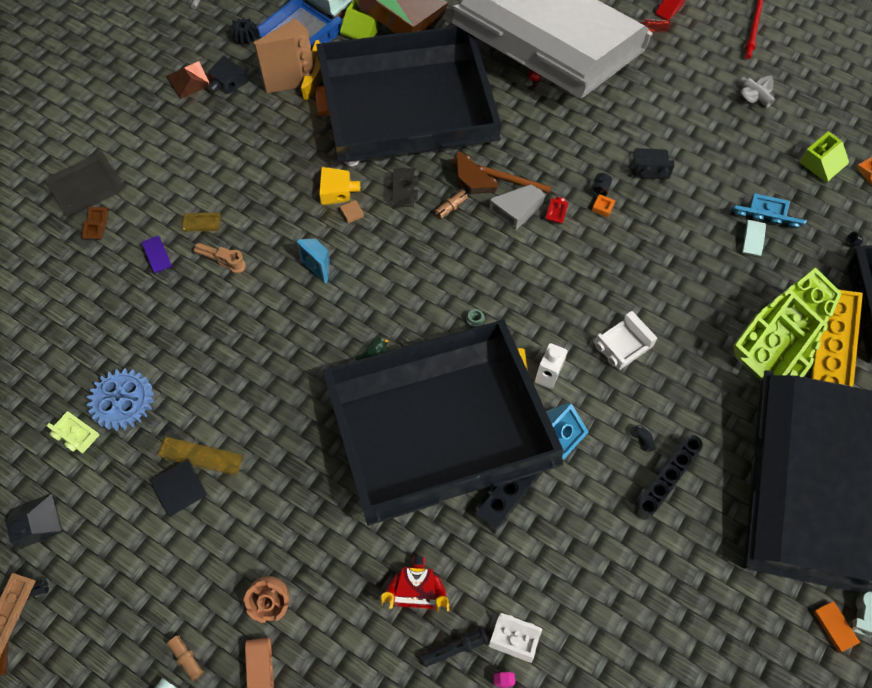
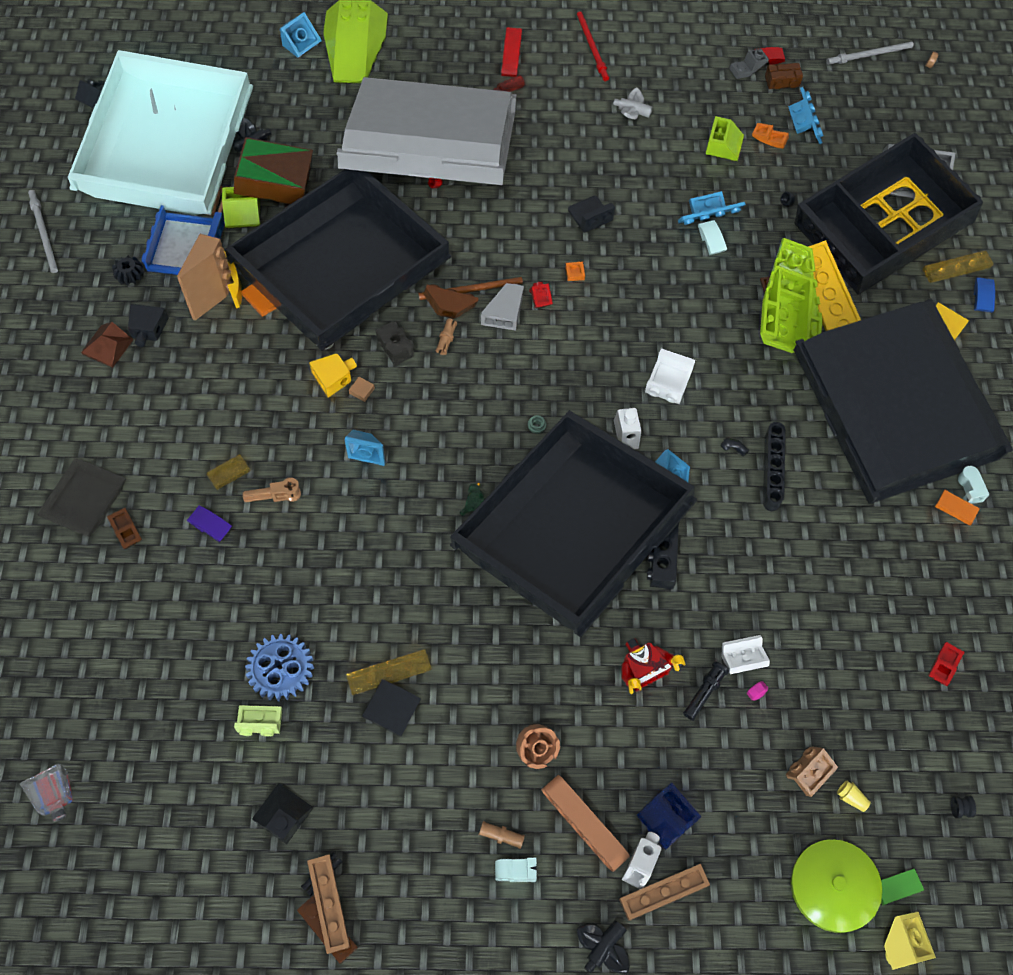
camera: 35 degrees left, 0 degrees up
(601, 184) = (562, 253): black wheel -> none

